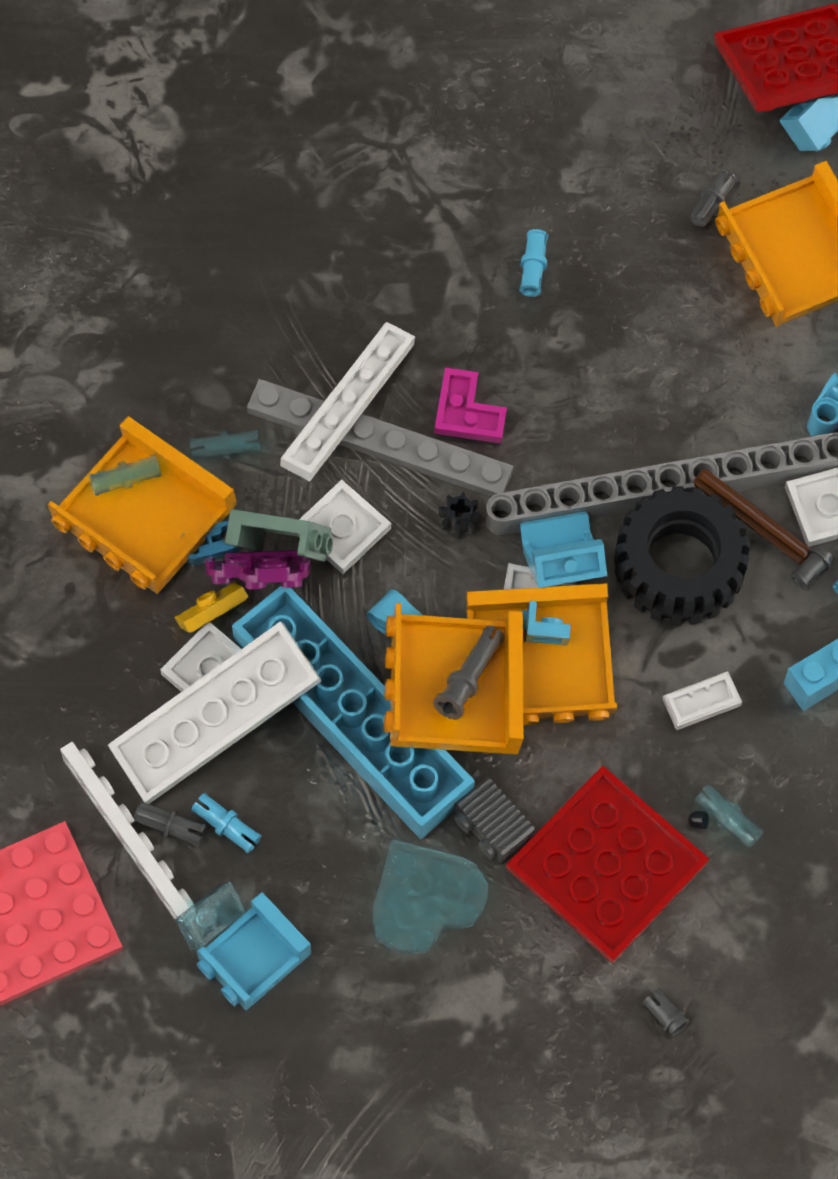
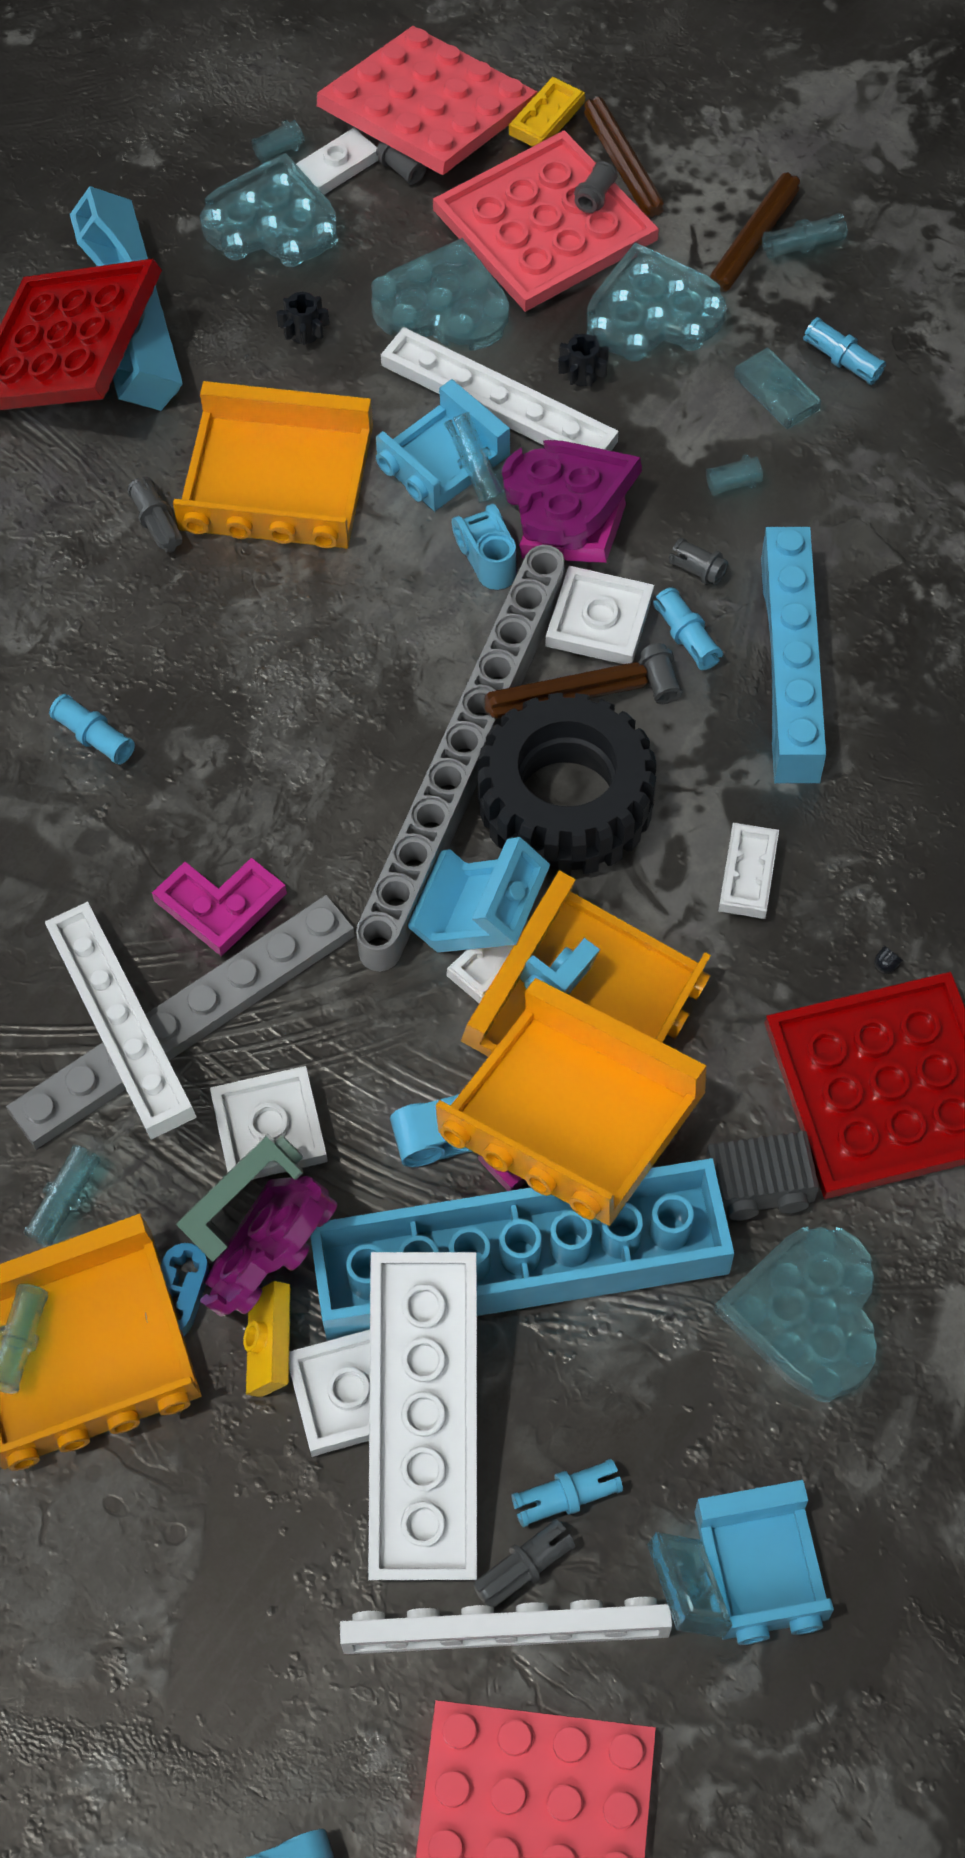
camera: 55 degrees left, 5 degrees down
(459, 505) = (341, 989): black gear -> none
(463, 682) = (587, 1092): dark grey pin -> none
(729, 816) = (906, 923): clear light blue pin -> none

